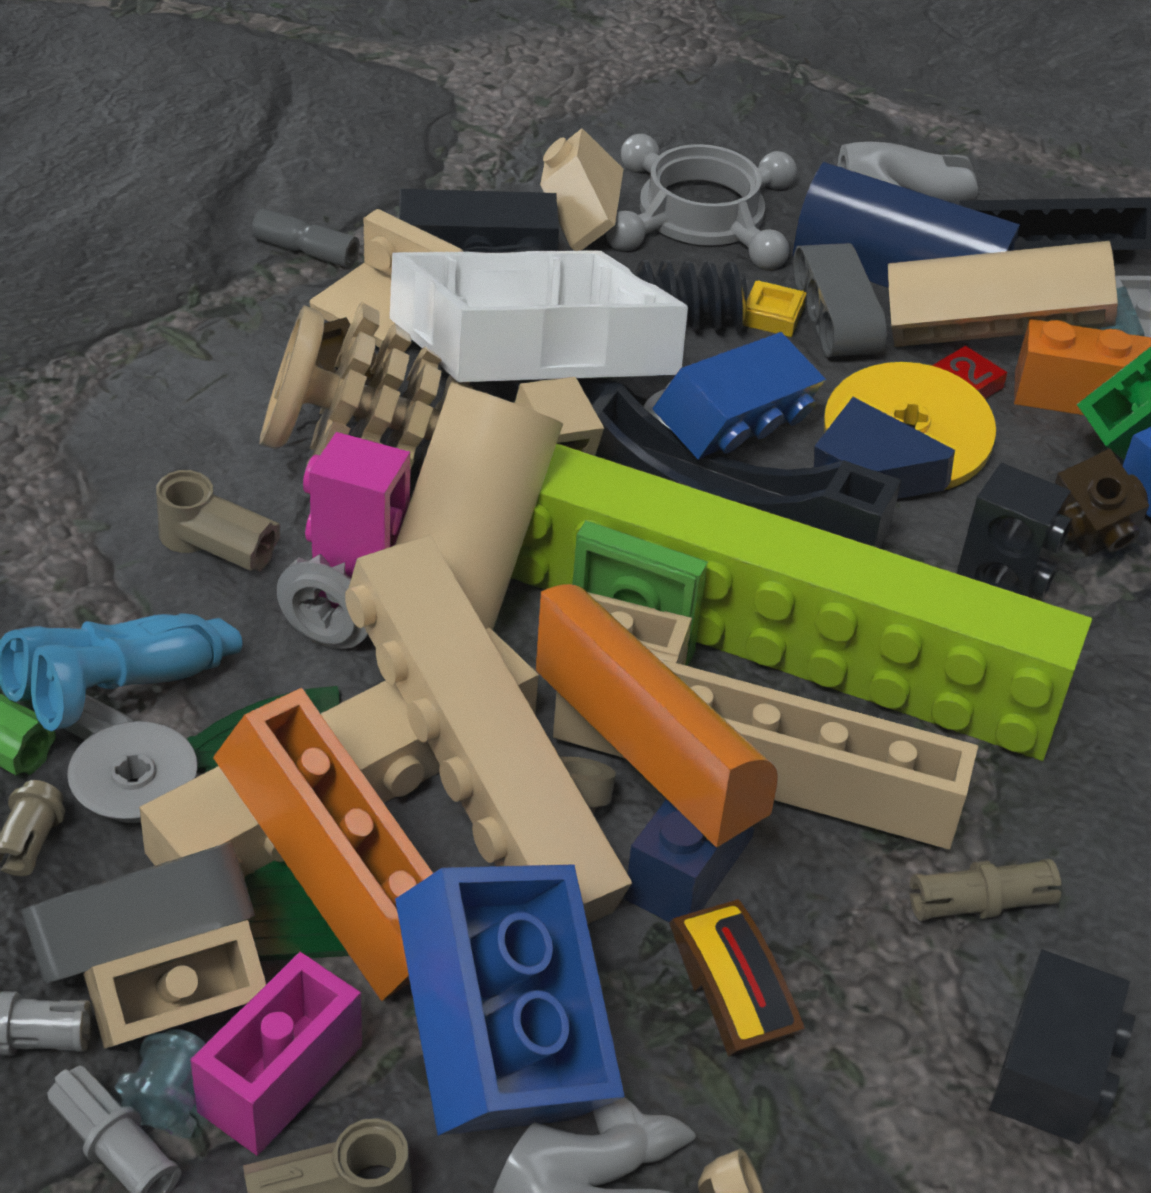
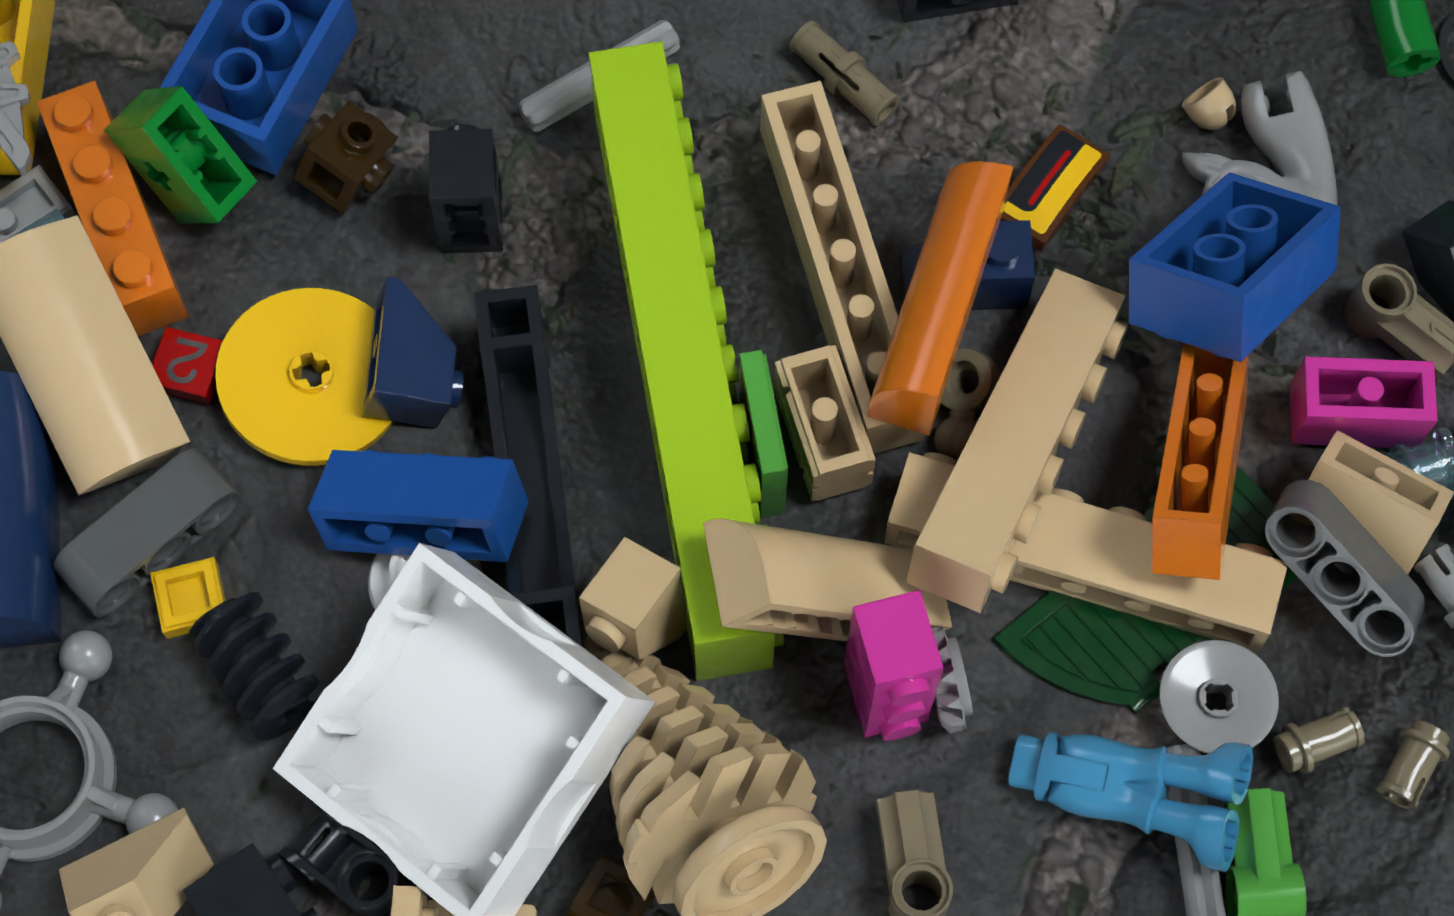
camera: 120 degrees left, 25 degrees up
(1099, 726) = (575, 87): none -> light grey axle

